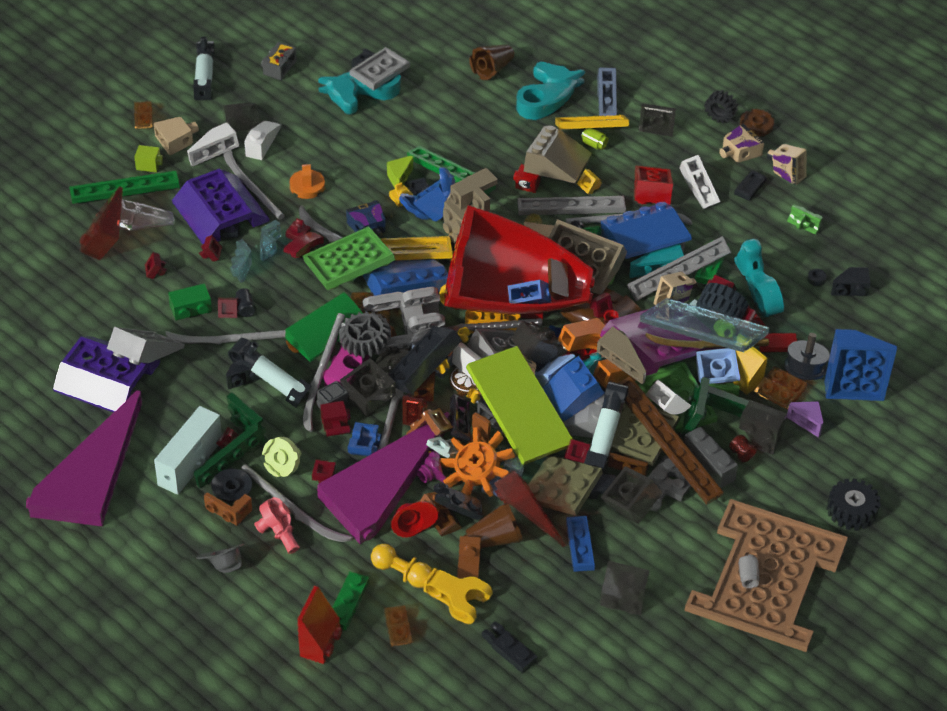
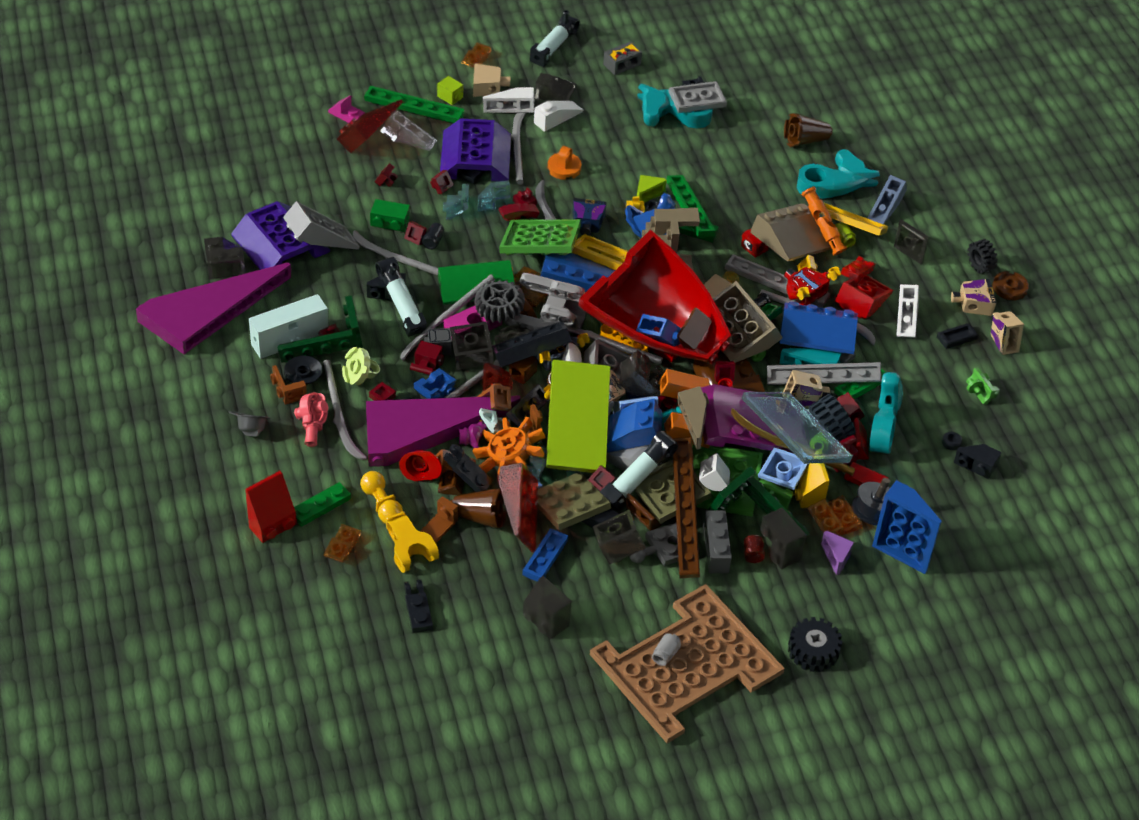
camera: 30 degrees right, 0 degrees up
(60, 221) = (345, 110): none -> dark pink slope
(67, 416) = (223, 258): none -> clear smoke slope
(584, 140) = (825, 223): none -> orange piece
(605, 196) = (809, 285): none -> red torso
(632, 163) = (858, 269): none -> red plate

